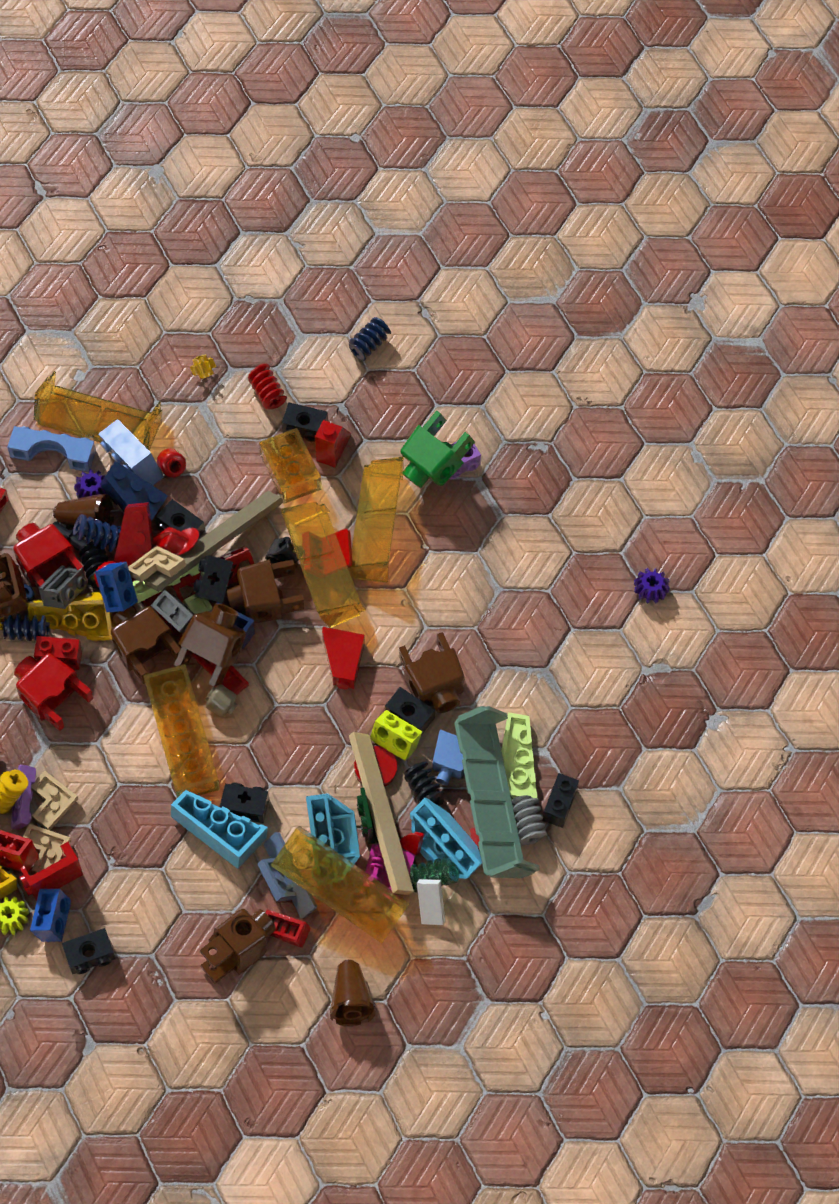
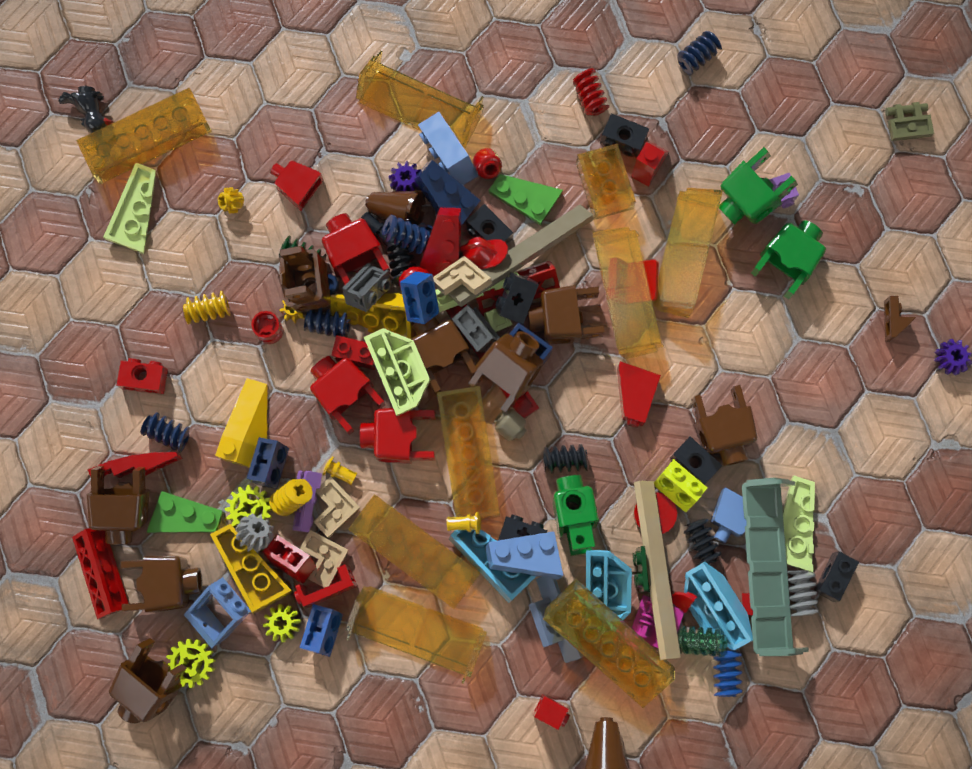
camera: 10 degrees right, 15 degrees up
(27, 443) = (347, 123): medium blue arch -> none
(53, 766) = (339, 471): none -> yellow pin
(96, 941) = (341, 672): black brick -> none
(102, 653) = (399, 368): none -> yellowish green wedge
(104, 720) = (393, 436): none -> red piece
(137, 830) = (414, 551): none -> clear yellow brick
(146, 907) = (416, 630): none -> clear yellow piece
(184, 790) = (465, 523): none -> yellow pin
(203, 366) = (529, 62): yellow gear -> none
(214, 491) = (525, 196): none -> bright green wing
(238, 943) = (492, 693): reddish brown piece -> none
(248, 811) = (527, 555): none -> medium blue wedge
(279, 725) = (565, 458): none -> black piece
(281, 550) = (587, 274): black piece -> none
(290, 960) = (551, 712): none -> red brick
(294, 760) = (579, 522): none -> green piece
(298, 932) = (563, 682): red slope -> none
(431, 902) = (696, 669): white tile -> none
(462, 904) = (728, 674): none -> blue piece
(482, 508) = (794, 253): none -> green piece
(583, 383) = (909, 127): none -> olive plate
(591, 561) = (893, 323): none -> reddish brown slope

